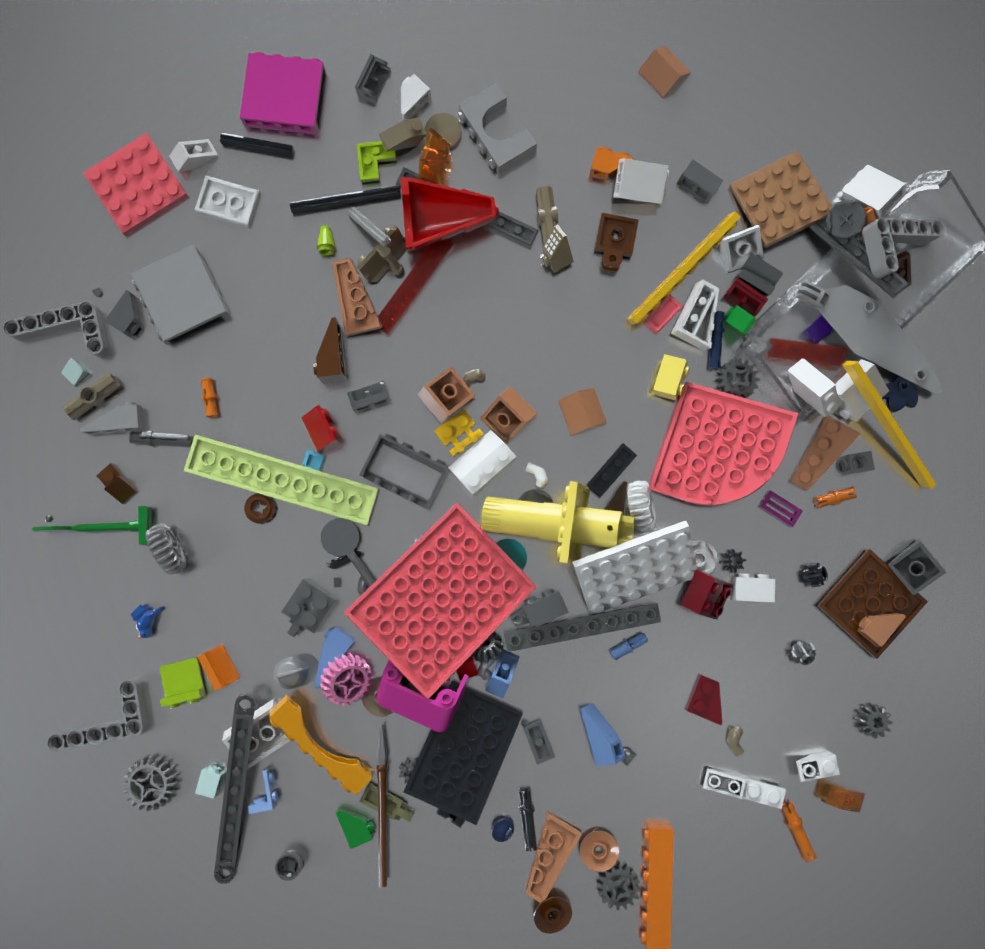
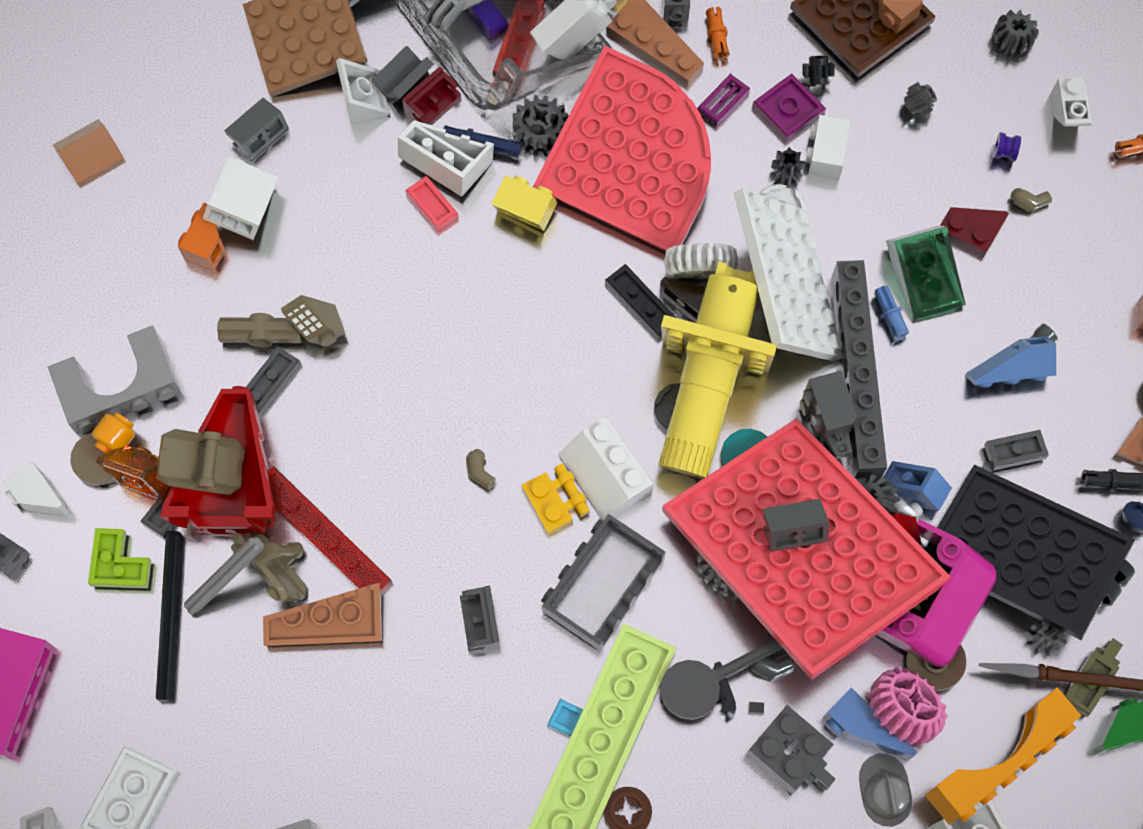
camera: 80 degrees left, 15 degrees down
(256, 144) = (49, 741): black axle -> none
(321, 430) = (521, 693): red slope -> none
(325, 241) = (229, 652): lime cone -> none
(330, 357) = (417, 662): reddish brown slope -> none
(403, 135) = (93, 509): dark tan slope -> none
(440, 195) = (200, 461): none -> dark tan shield
(446, 394) = (498, 505): nougat slope -> none
(450, 592) = (796, 525): none -> dark grey hinge
(456, 135) = (113, 432): none -> light orange head
(508, 415) = (542, 423): nougat slope -> none
(539, 473) = (631, 395): white arm -> none
(582, 411) = (552, 327): nougat slope -> none
(614, 248) = (329, 247): reddish brown plate -> none
(664, 668) = (926, 271): none -> clear green slope
(687, 264) = (373, 165): yellow plate -> none
(707, 595) = (831, 201): dark red slope -> none
(740, 319) = (461, 103): green slope -> none
(744, 788) = (1095, 195): white slope -> none
(775, 720) = (1007, 147): none -> dark purple wheel
(783, 557) = (789, 107): none -> magenta tile
(842, 797) = (1112, 84): clear orange slope -> none

